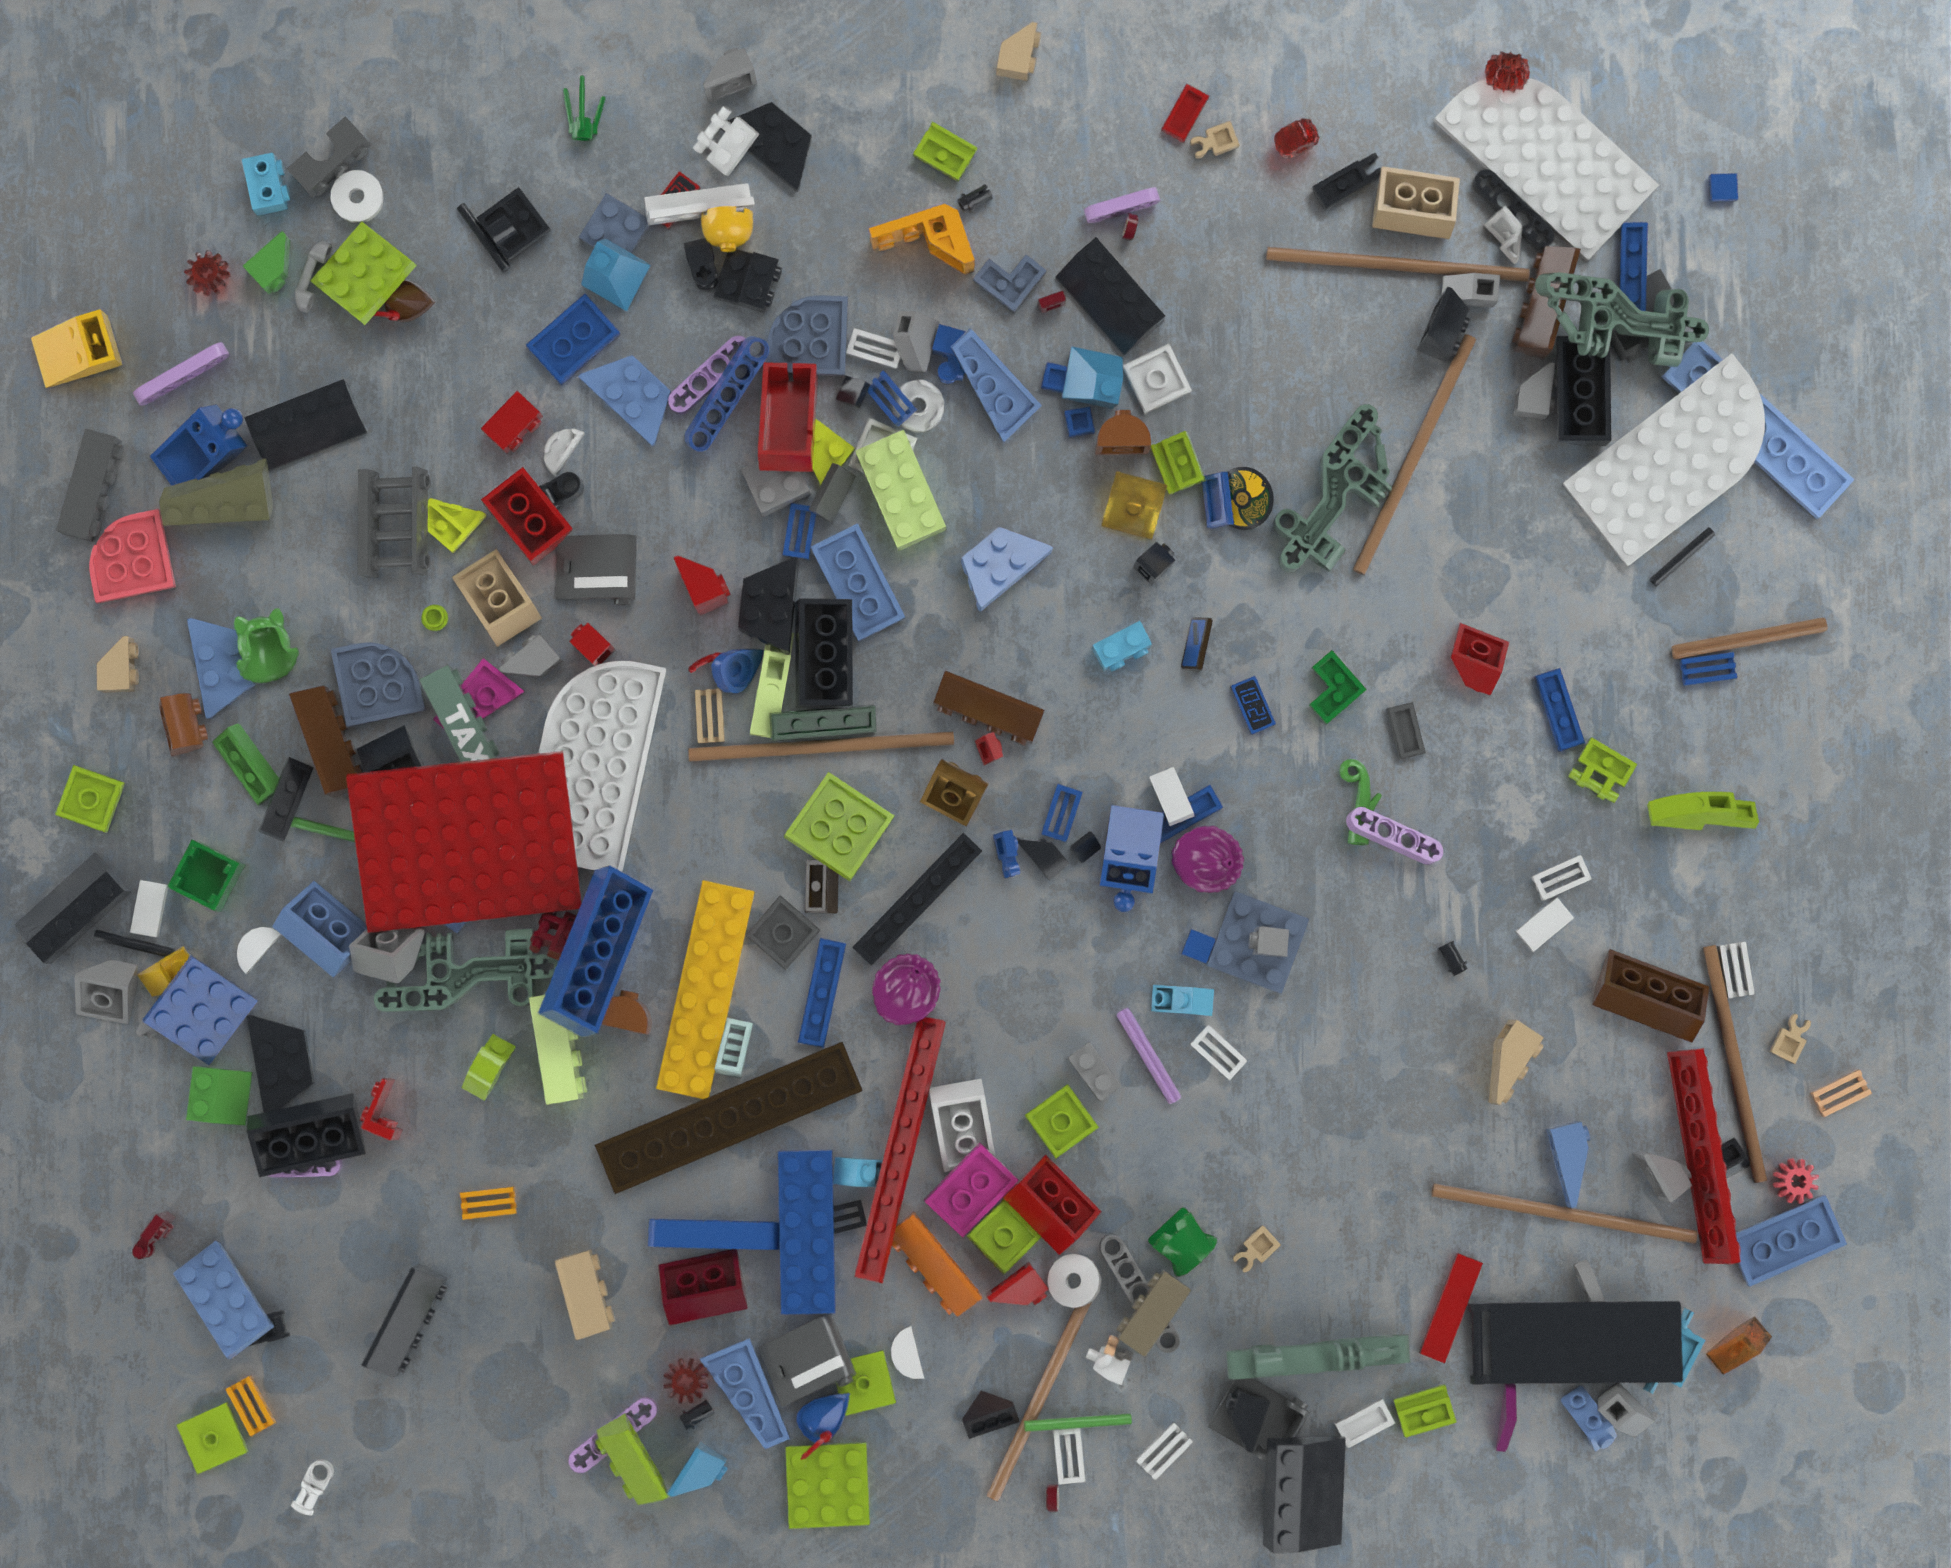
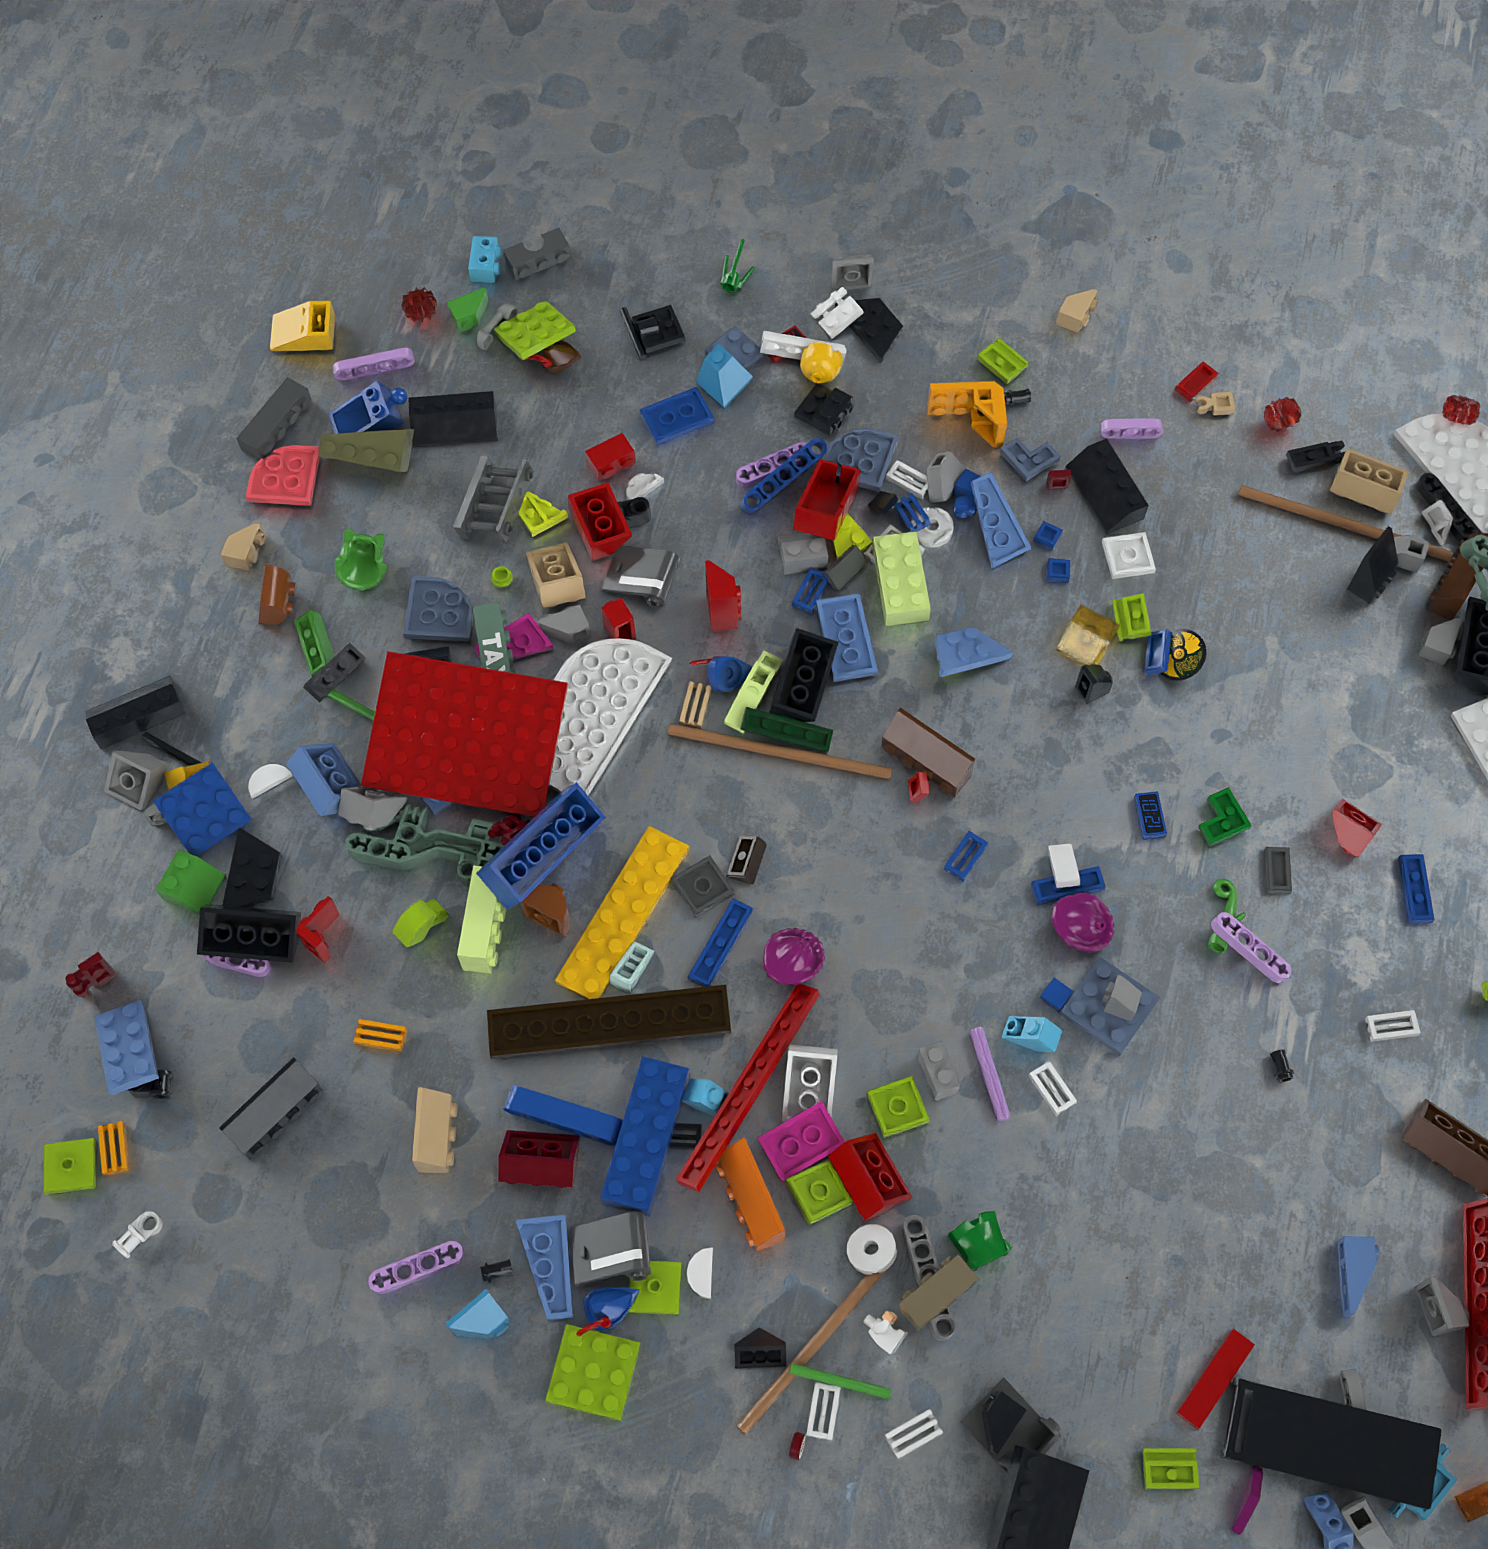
camera: 25 degrees right, 20 degrees down
(90, 798) = (182, 634): lime plate -> none
(149, 908) = (194, 728): white tile -> none
(206, 875) = (249, 712): green container -> none
(215, 660) = (318, 568): medium blue wing -> none
(326, 738) = (382, 631): reddish brown slope -> none
(351, 182) = (544, 276): white tile -> none
(631, 393) = (709, 463): medium blue wing -> none
(631, 1461) = (423, 1291): lime slope -> none
(681, 1388) = (487, 1241): clear red gear -> none
(701, 260) = (792, 388): black piece -> none
(769, 604) = (770, 633): black wing -> none
(839, 826) = (775, 812): lime plate -> none
(917, 899) = (824, 889): black plate -> none
(954, 792) = (880, 811): pearl gold brick -> none
(1006, 848) = (911, 869): blue plate -> none
(1020, 1288) = (820, 1238): red slope -> none
(1044, 855) = (942, 883): black slope -> none
(1085, 847) = (979, 886): black slope -> none
(1093, 378) = (1077, 541): dark azure slope -> none
(1121, 646) = (1051, 738): medium azure brick -> none
(1123, 435) = (1092, 582): dark orange brick -> none
(1130, 226) = (1134, 444): dark red tile -> none
(1131, 847) = (1019, 899): slope -> none
(1196, 644) = (1114, 755): slope -> none
(1260, 1246) = (1049, 1267): tan plate -> none
(1310, 533) = (1232, 696): sand green beam -> none
(1318, 1357) = (1094, 1385): sand green beam -> none
(1364, 1423) = (1110, 1464): white tile -> none
(1414, 454) = (1328, 663): medium nougat piece -> none
(1510, 1056) = (1320, 1161): tan slope -> none
(1544, 924) = (1370, 1061): white tile -> none
(1564, 1213) = (1342, 1322): medium nougat piece -> none
(1605, 762) = (1450, 940): lime plate -> none

